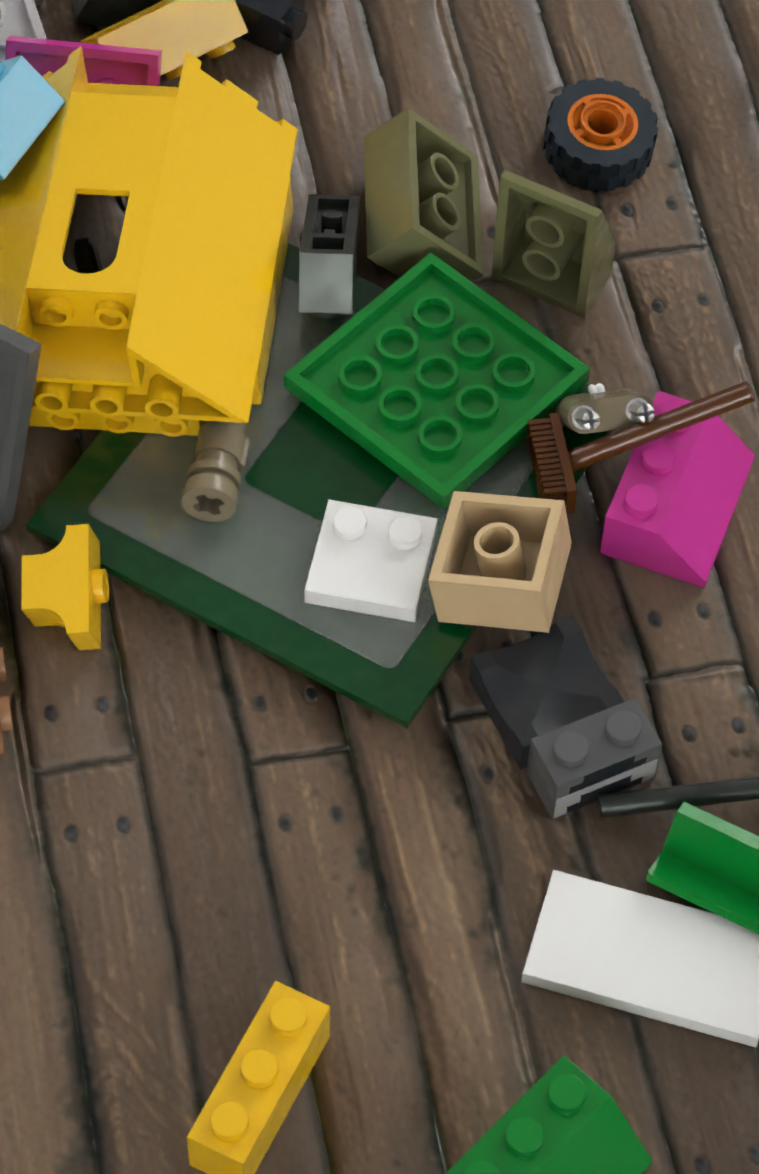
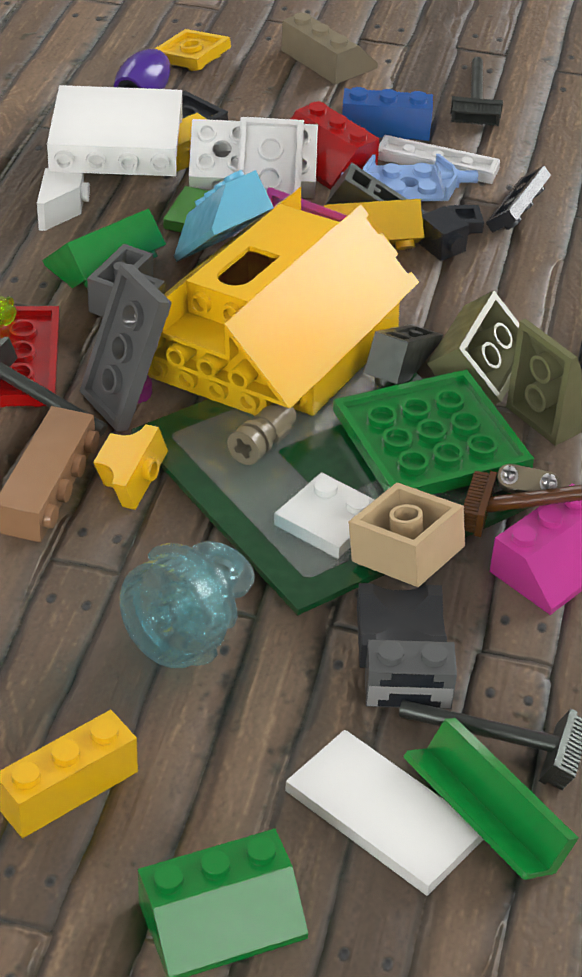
camera: 25 degrees right, 15 degrees down
(283, 786) = (184, 601): none -> clear light blue piece

